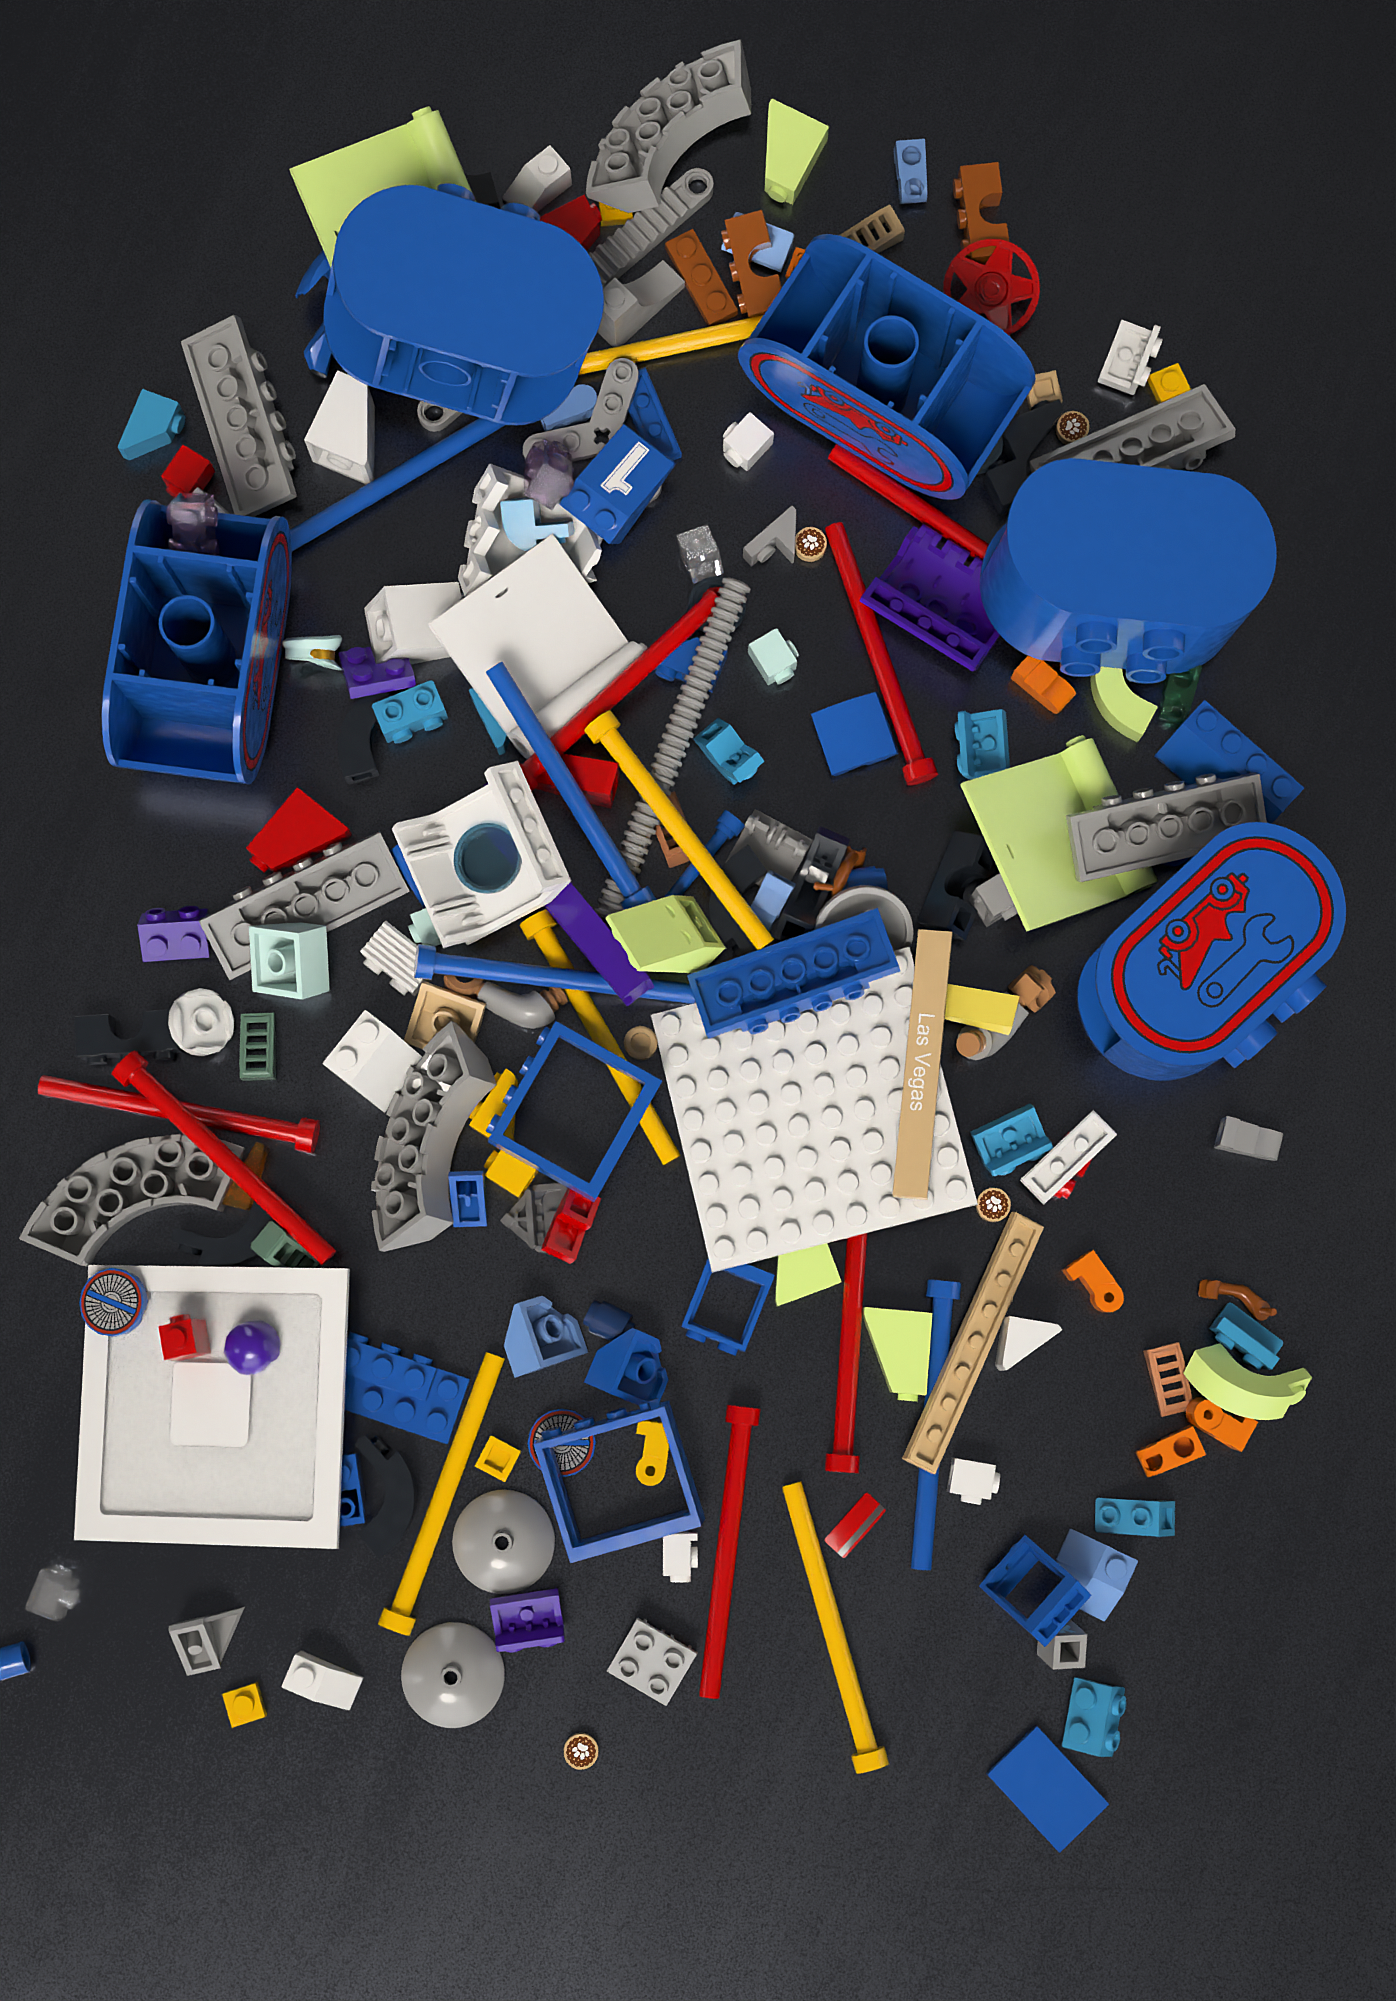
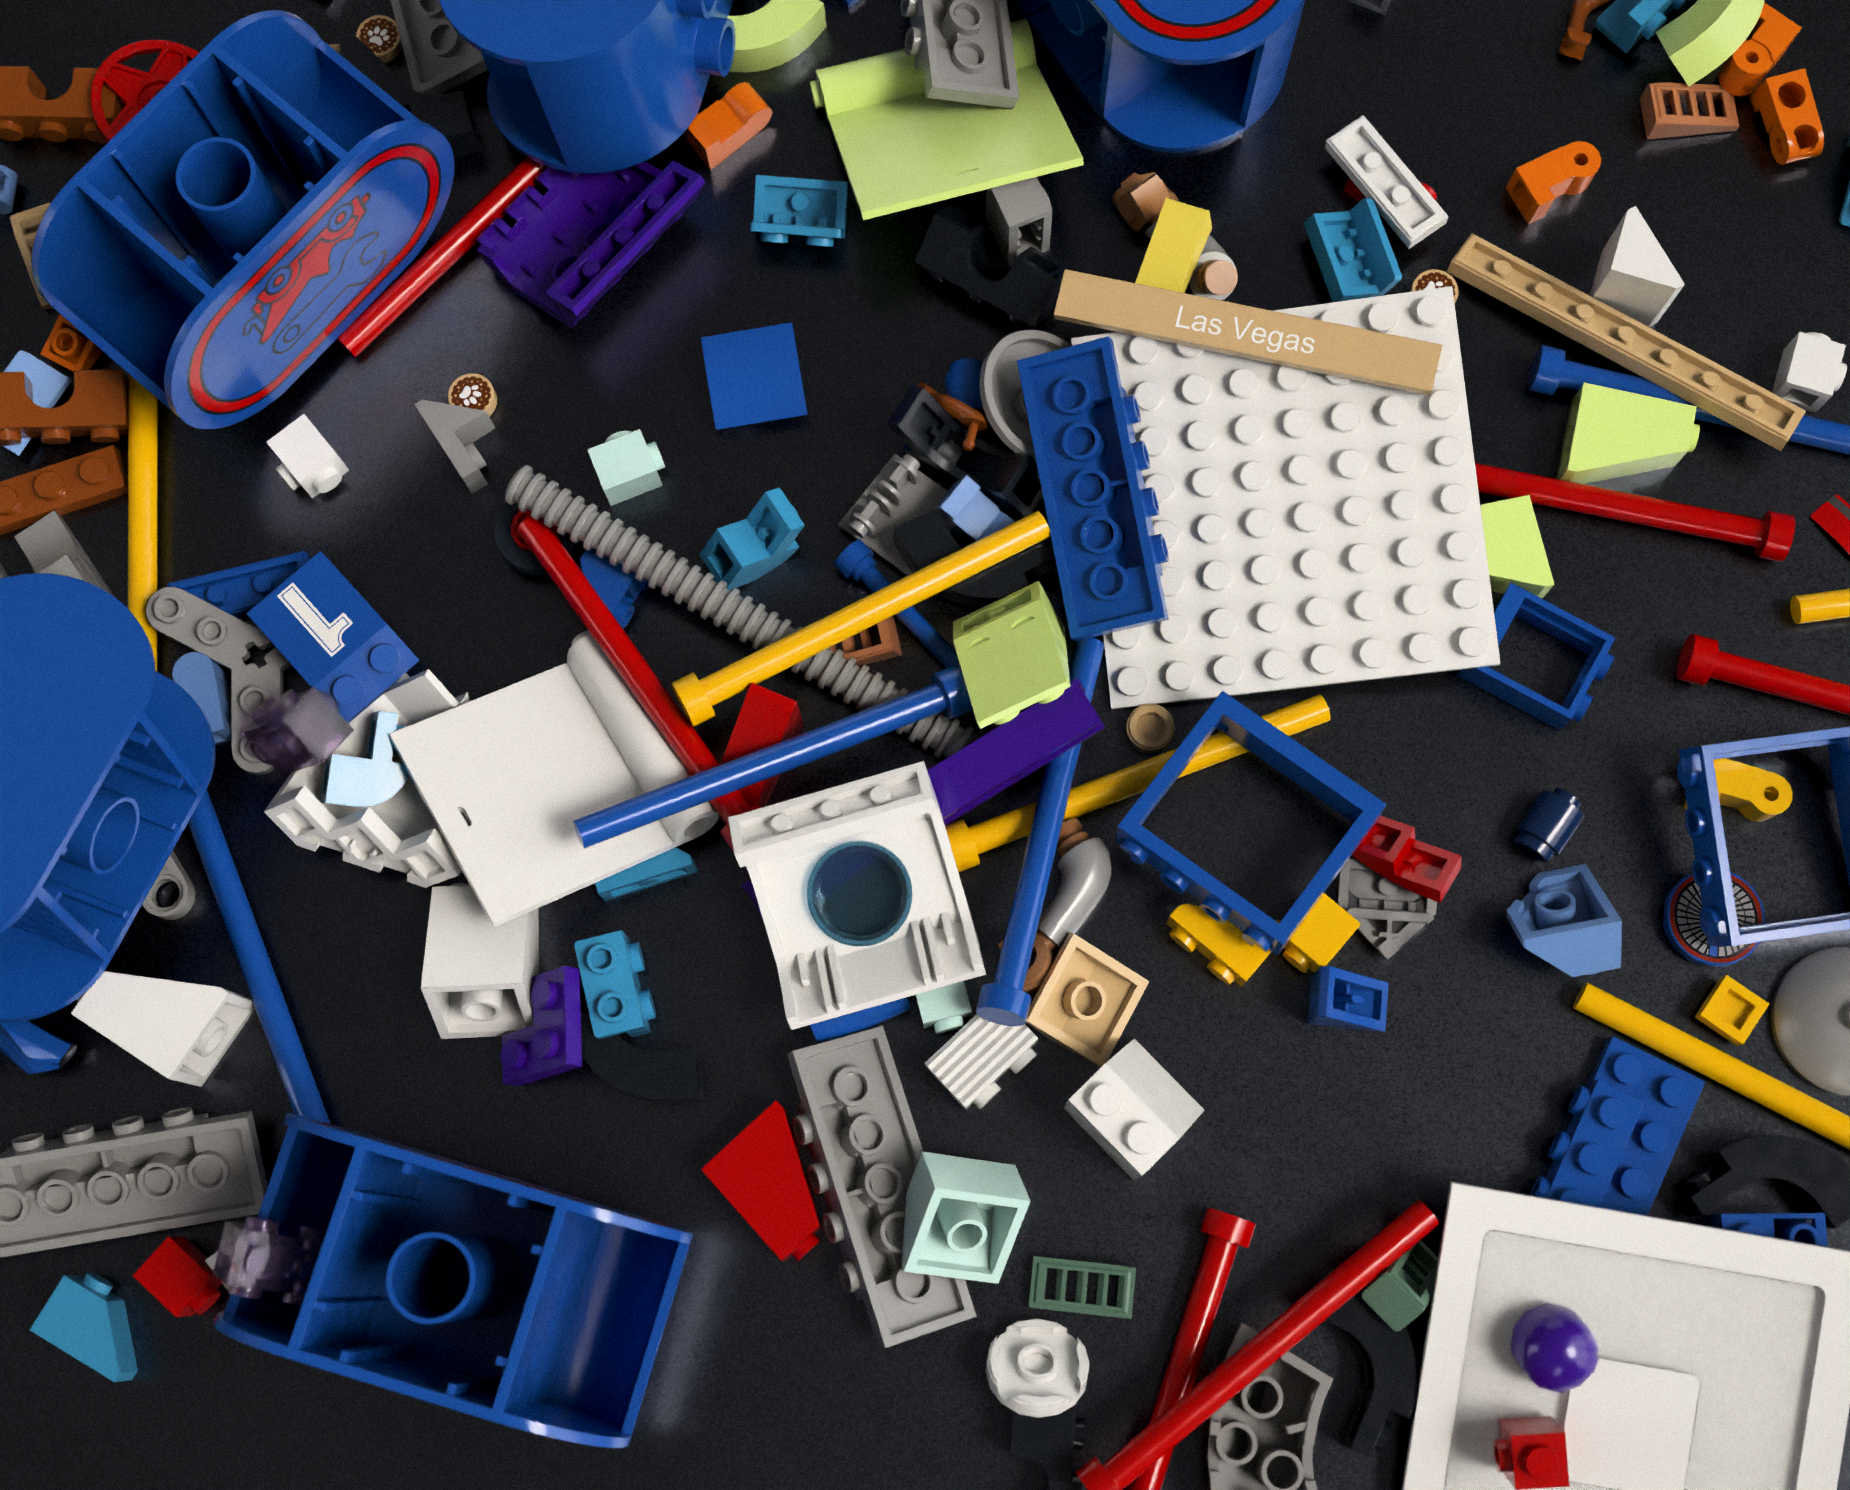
camera: 75 degrees left, 5 degrees down
(173, 934) = (892, 1395): bracket -> none
(256, 1162) = (1312, 1348): clear orange slope -> none
(314, 649) = (493, 1116): light aqua piece -> none
(422, 1139) = (1253, 1057): light grey brick -> none
(629, 1368) = (1623, 806): blue slope -> none
(700, 553) = (458, 541): clear brick -> none
(918, 767) = (652, 327): red piece -> none

